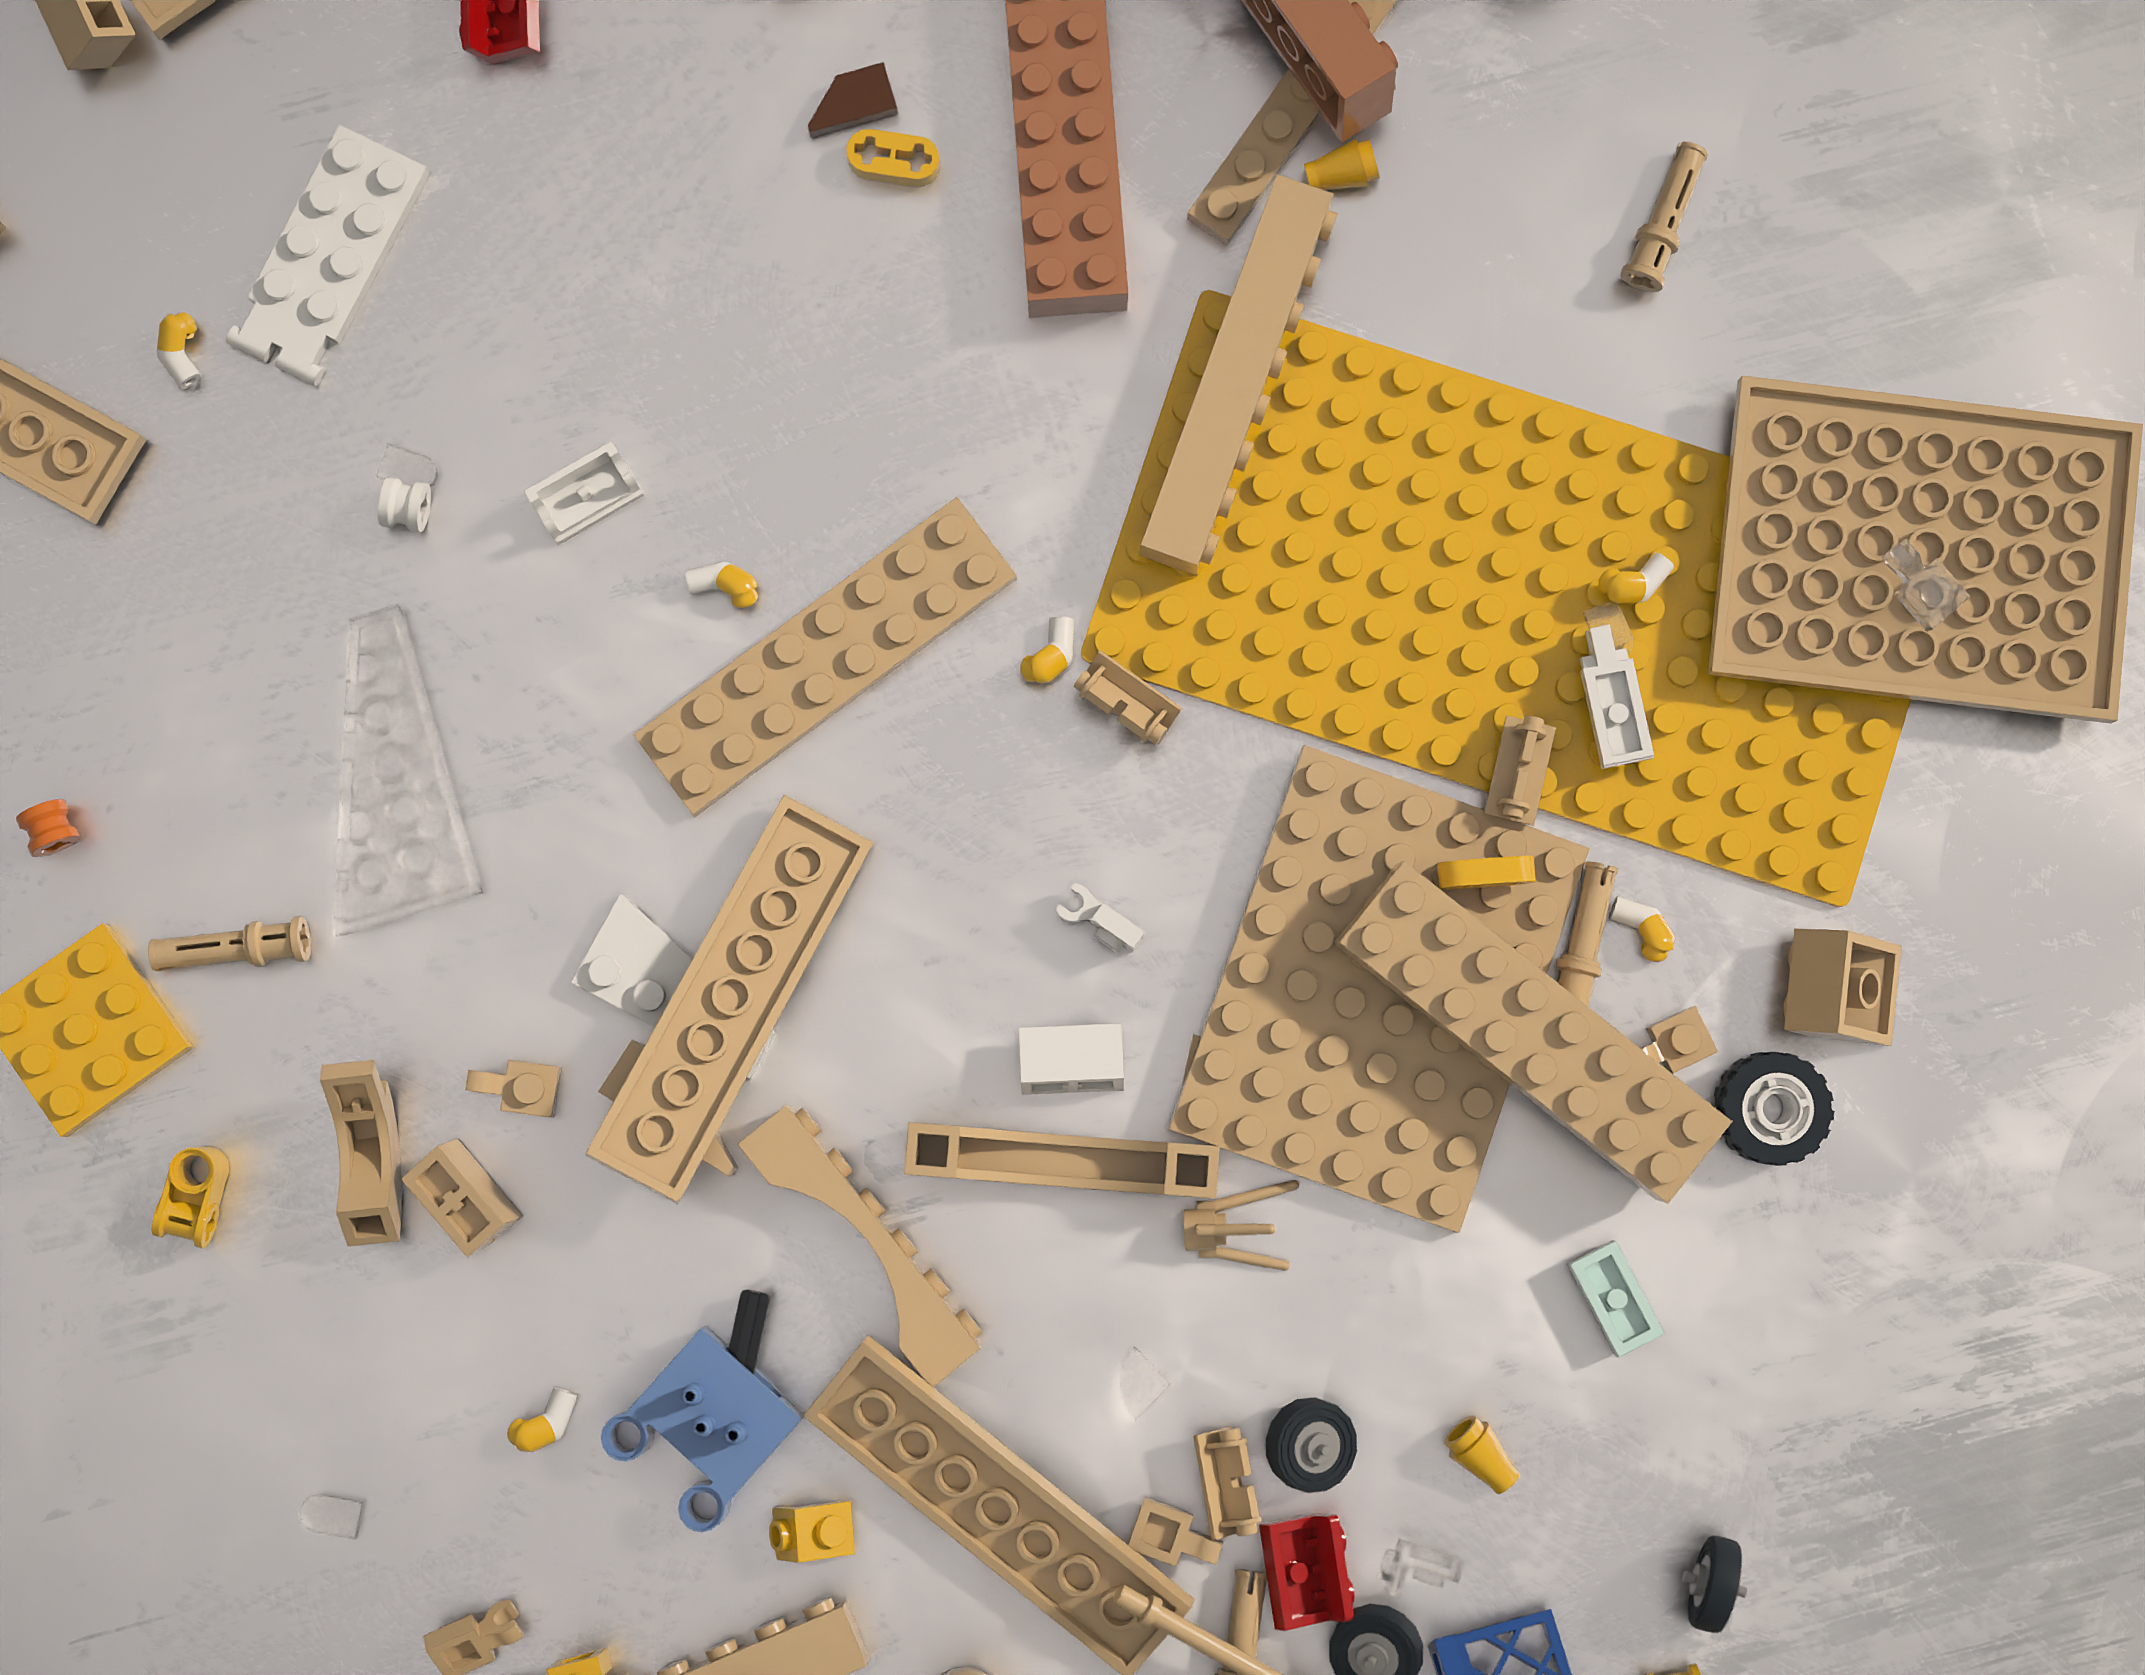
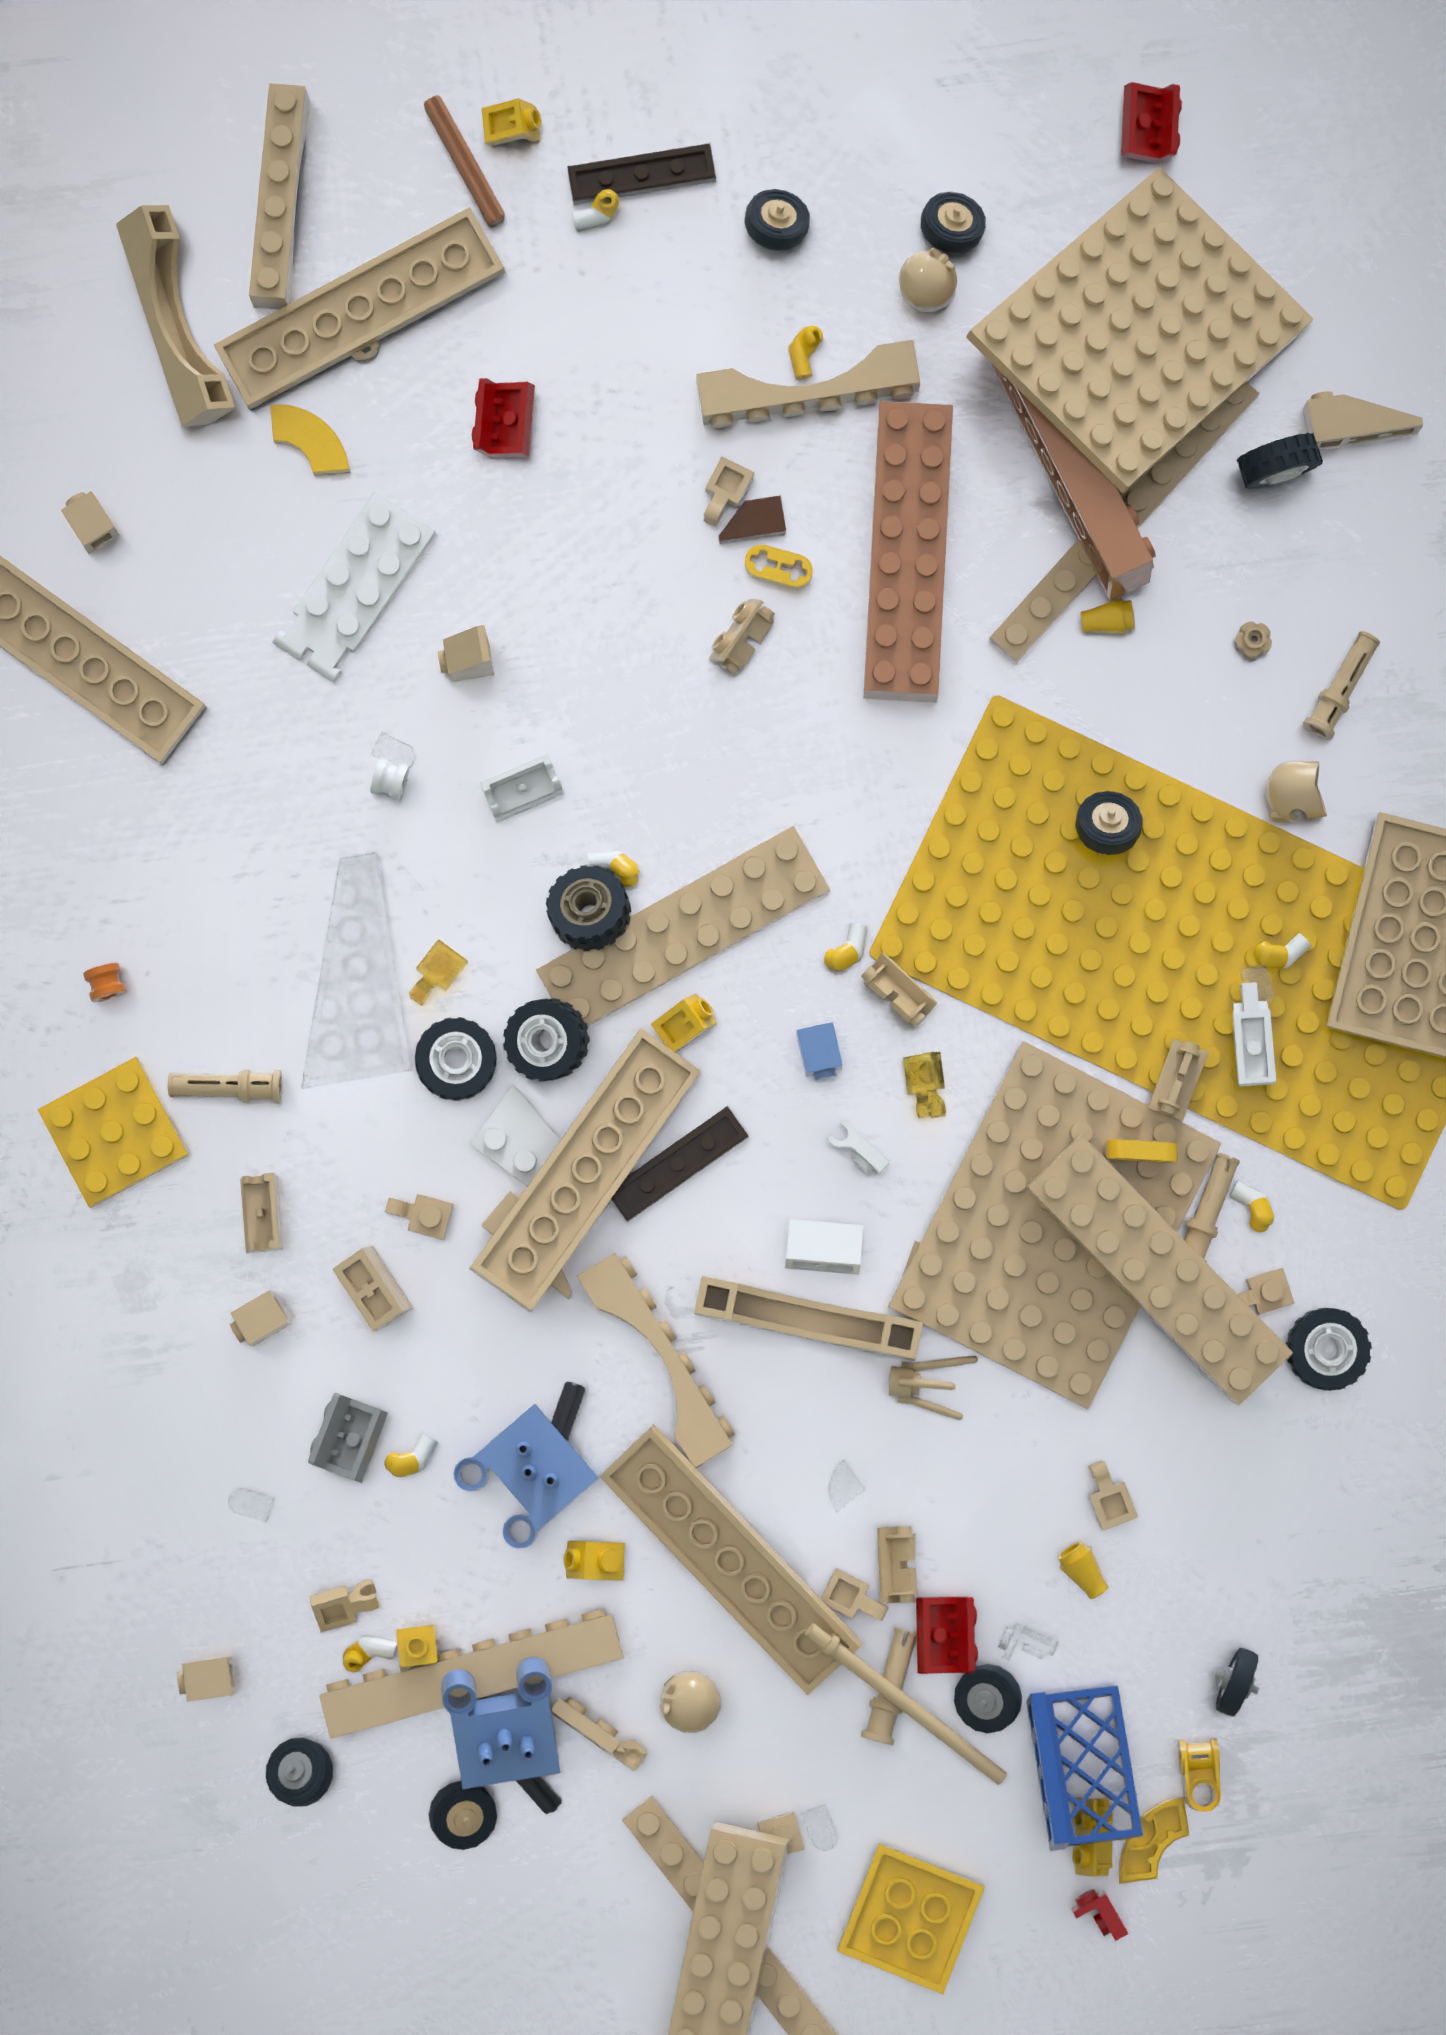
camera: 10 degrees right, 0 degrees up
(171, 347) = (232, 640): arm -> none
(191, 1200) = (177, 1264): yellow piece -> none
(245, 63) = (310, 436): none -> yellow tile
(300, 1113) = (261, 1213): none -> tan hinge
(311, 1260) = (259, 1319): none -> tan brick
(368, 1152) = (308, 1246): tan arch -> none
(450, 1407) = (347, 1437): none -> light grey bracket
(488, 323) = (466, 655): none -> tan slope
(502, 749) = (439, 968): none -> clear yellow plate
(512, 850) = (460, 1035): none -> black wheel
(628, 833) = (524, 1043): none -> black wheel
(678, 619) = (586, 887): none -> black wheel
(810, 59) = (726, 486): none -> tan plate
(843, 779) = (684, 1022): none -> yellow bracket
(859, 972) = (678, 1163): none -> dark brown tile
(862, 235) = (731, 645): none -> tan hinge
(1030, 794) = (819, 1051): none -> medium blue brick
(1176, 814) = (924, 1078): none -> clear yellow plate
(1236, 375) = (1010, 763): tan brick -> none
(1311, 1445) = (961, 1545): black wheel -> none
(1380, 436) = (1109, 823): none -> black wheel
(1506, 1355) = (1111, 1502): none -> tan plate
(1533, 183) = (1250, 648): none -> tan plate
(1615, 1298) = (1195, 1471): light aqua plate -> none
(1621, 361) = (1294, 788): none -> tan helmet
(1842, 986) = (1391, 1267): tan slope -> none

